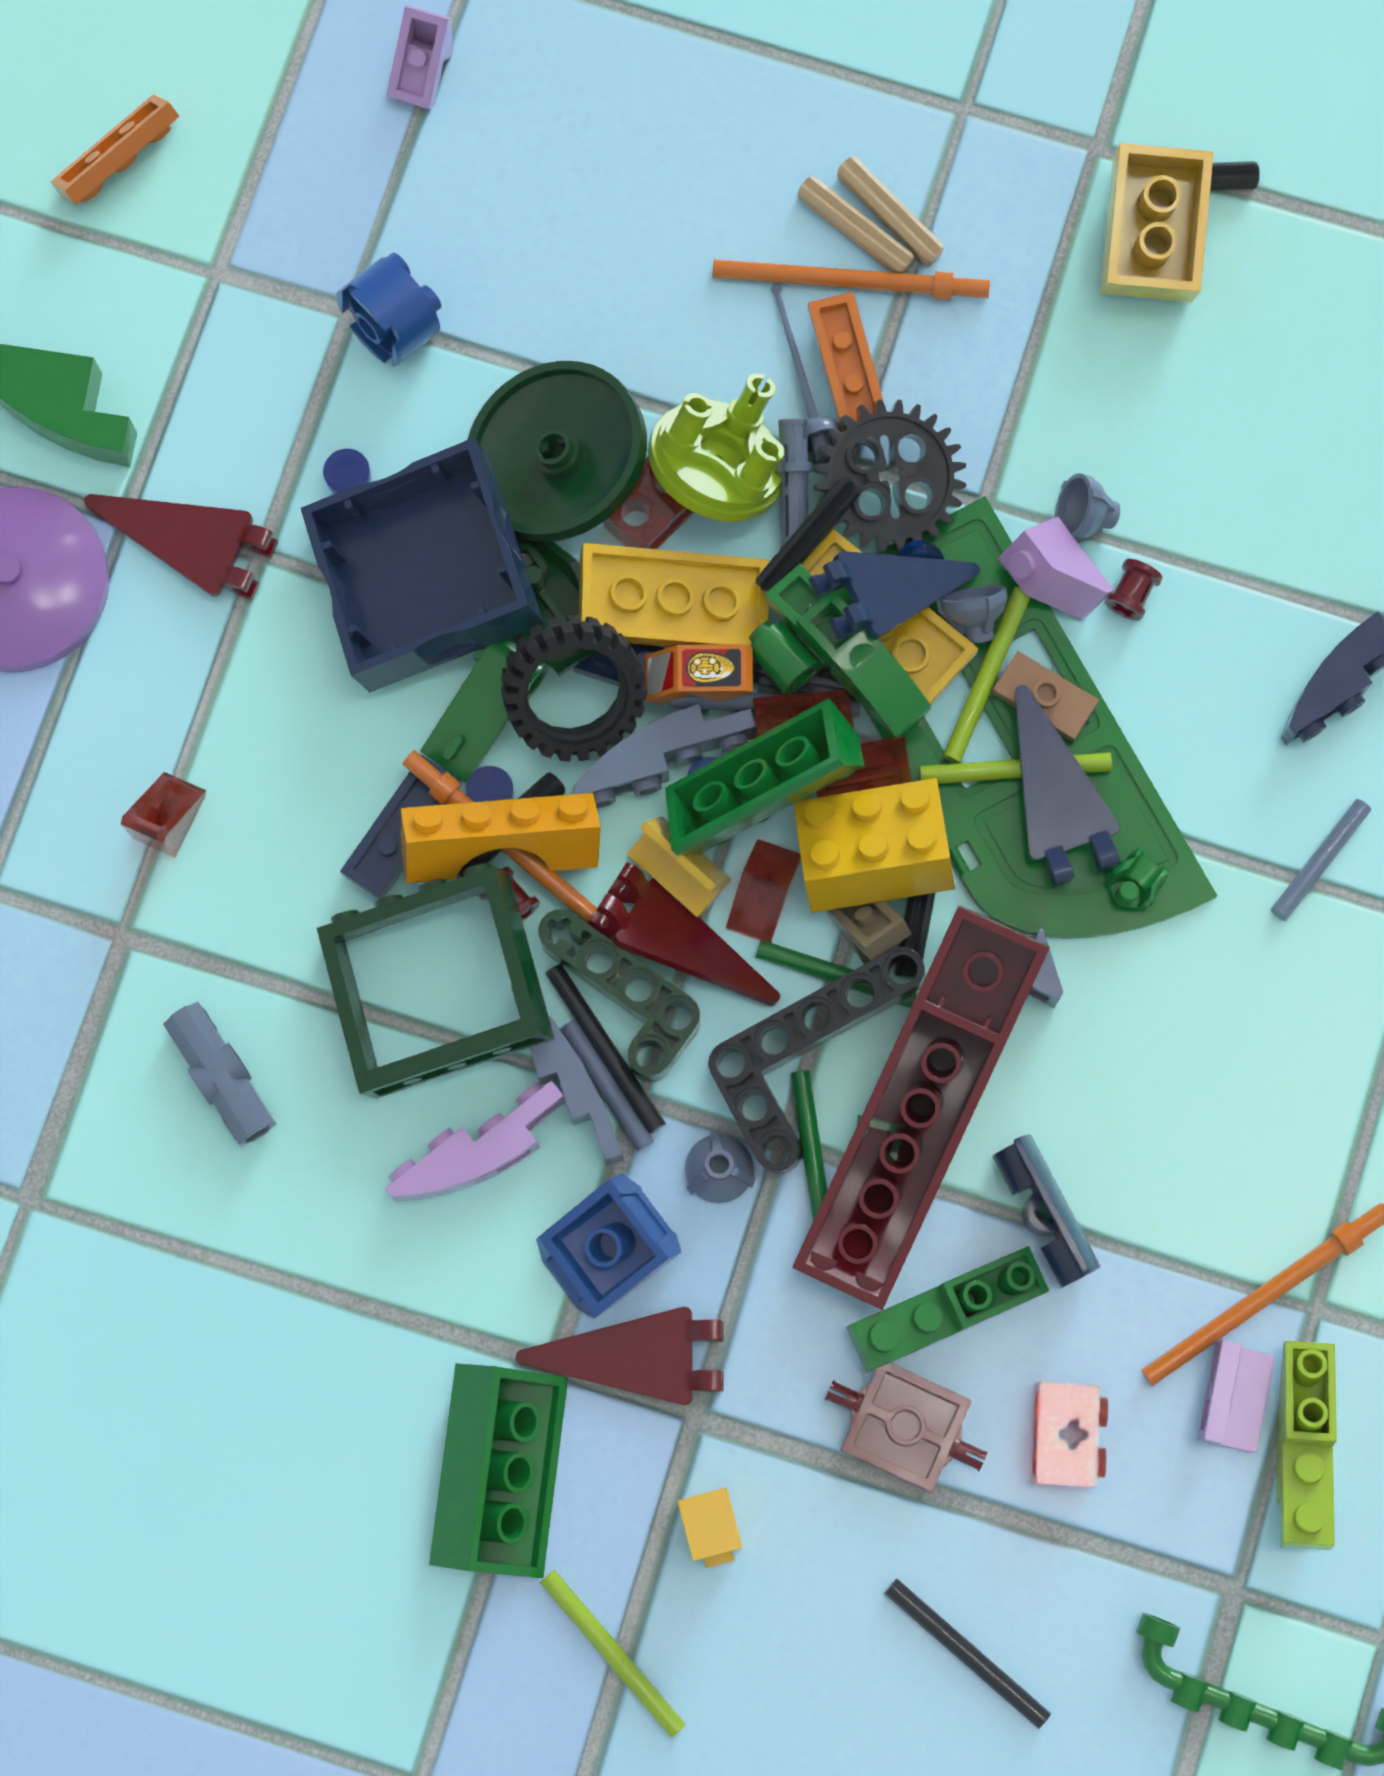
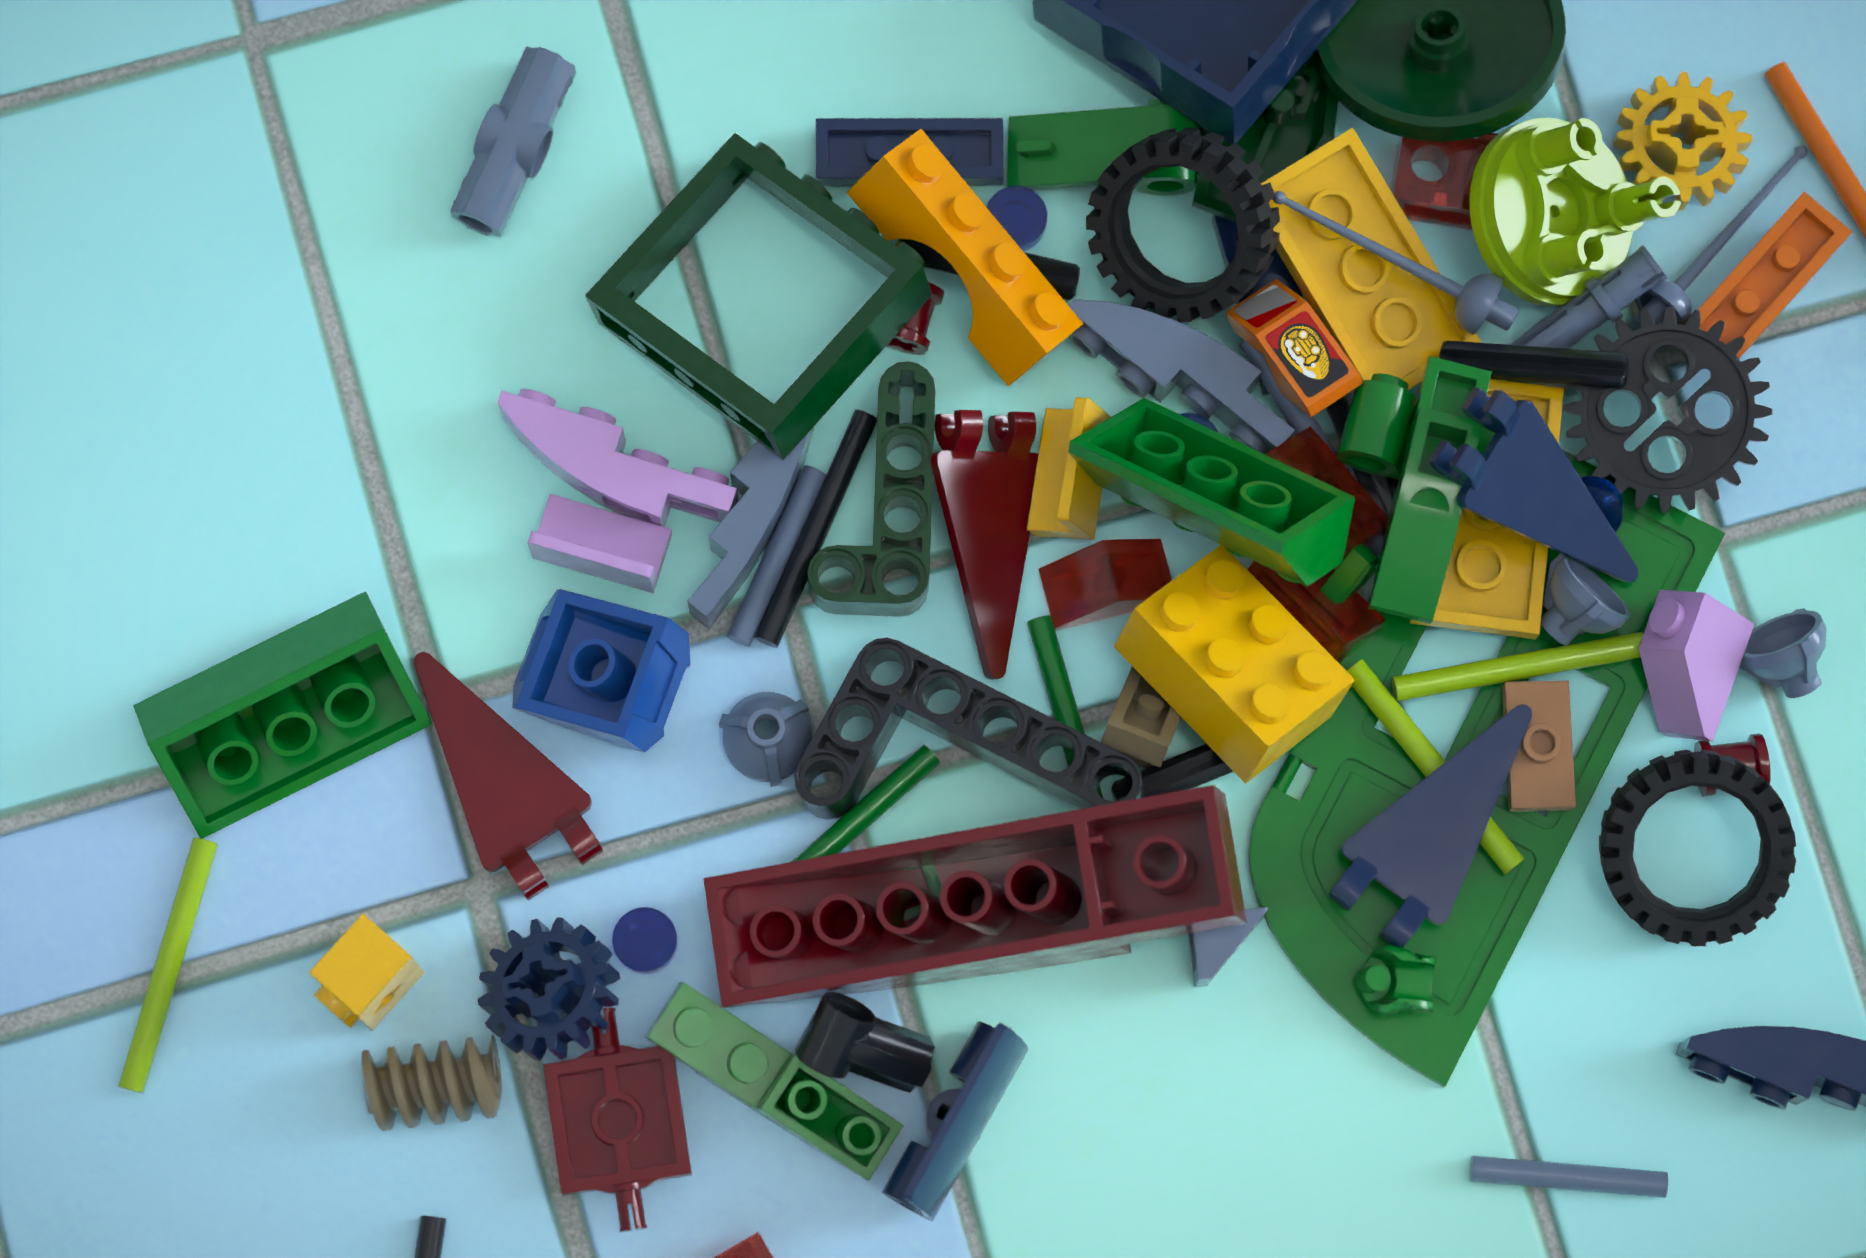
camera: 50 degrees right, 0 degrees up
(446, 789) = (979, 168): orange bar -> none
(523, 1191) = (600, 543): none -> lavender panel
(717, 334) = (1688, 116): none -> yellow gear
(743, 543) = (1474, 300): none -> sand blue sword
(800, 1332) = (645, 940): none -> clear blue tile
(806, 1529) = (432, 1084): none -> dark tan piece
(813, 1420) = (553, 991): none -> dark blue gear
(865, 729) = (1351, 574): none -> green tile
(956, 1240) = (849, 1038): none -> black piece
(1227, 644) = (1717, 921): none -> black tyre

